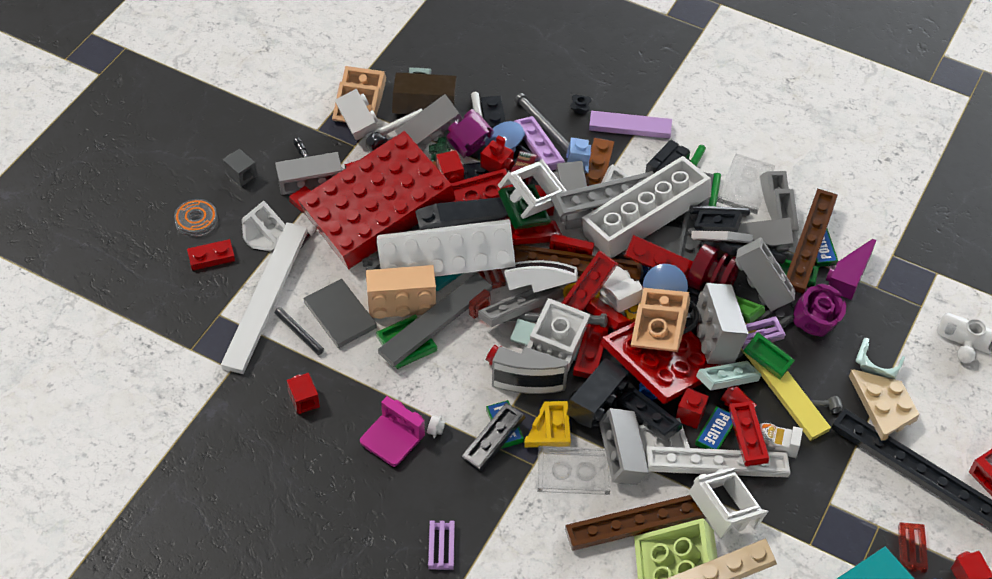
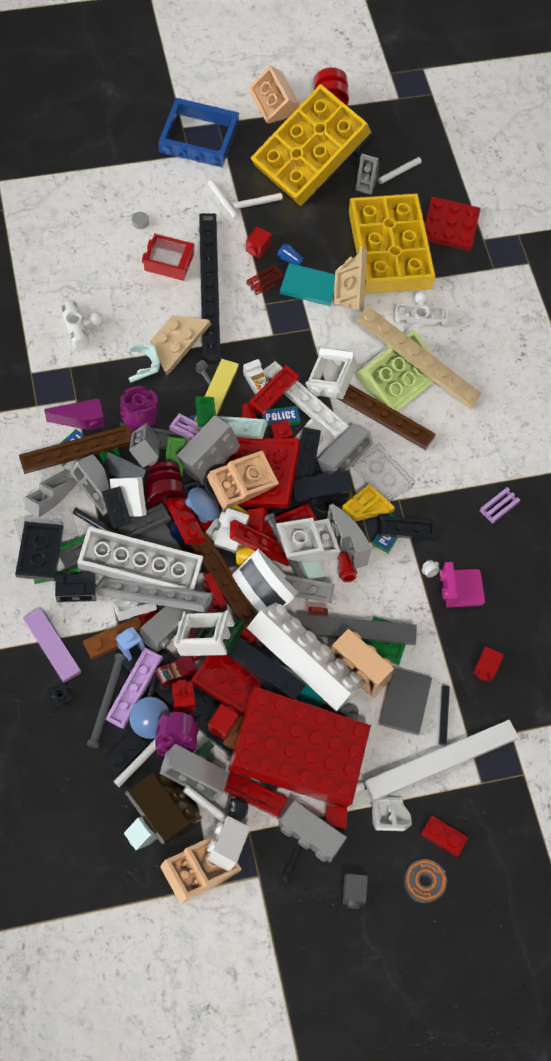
camera: 135 degrees left, 10 degrees up
(724, 156) = (39, 551): none -> black plate

